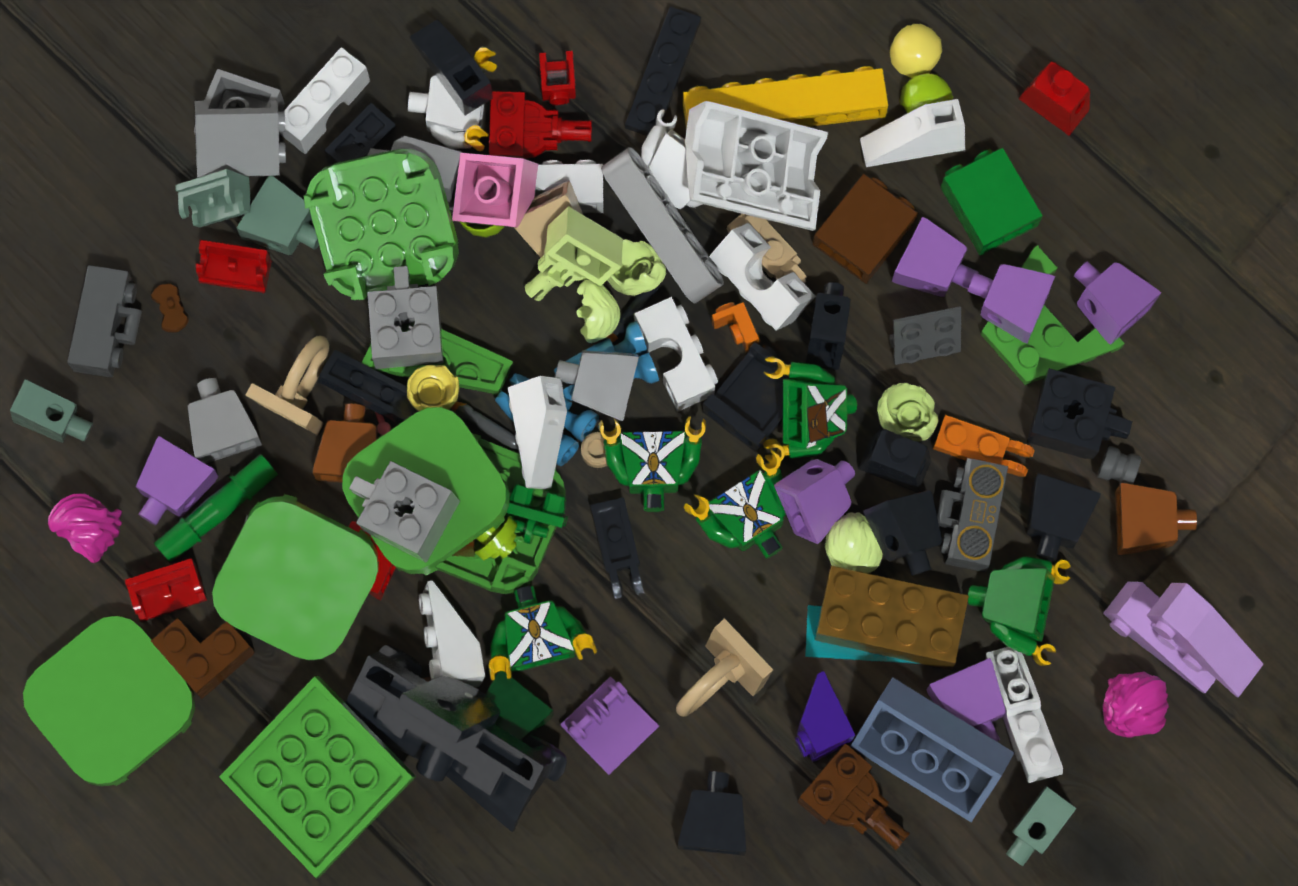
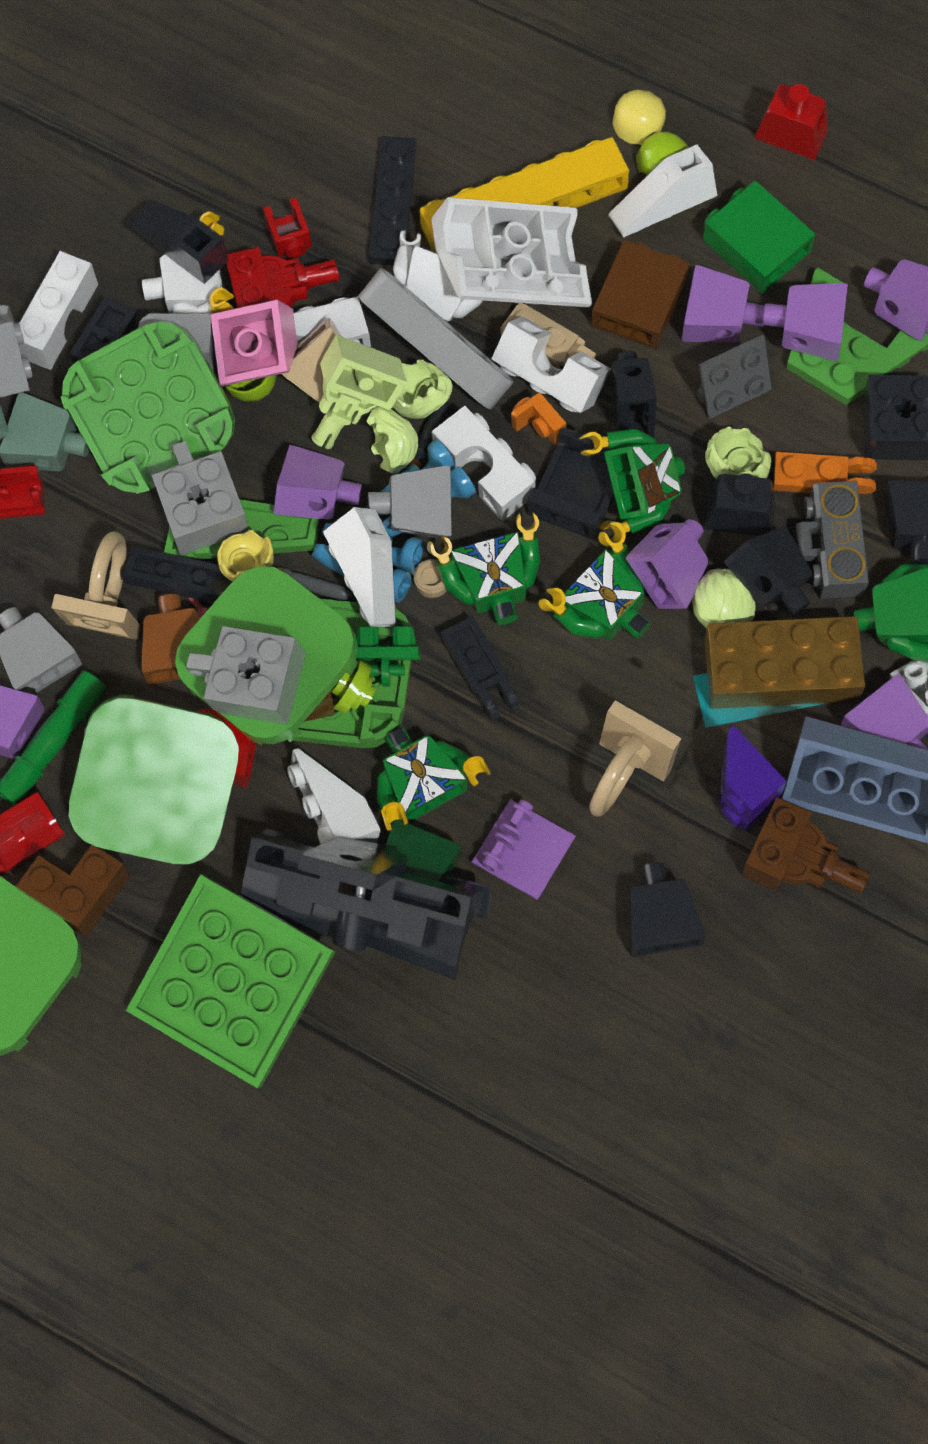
camera: 10 degrees left, 5 degrees down
(512, 335) = (313, 485): none -> medium lavender torso

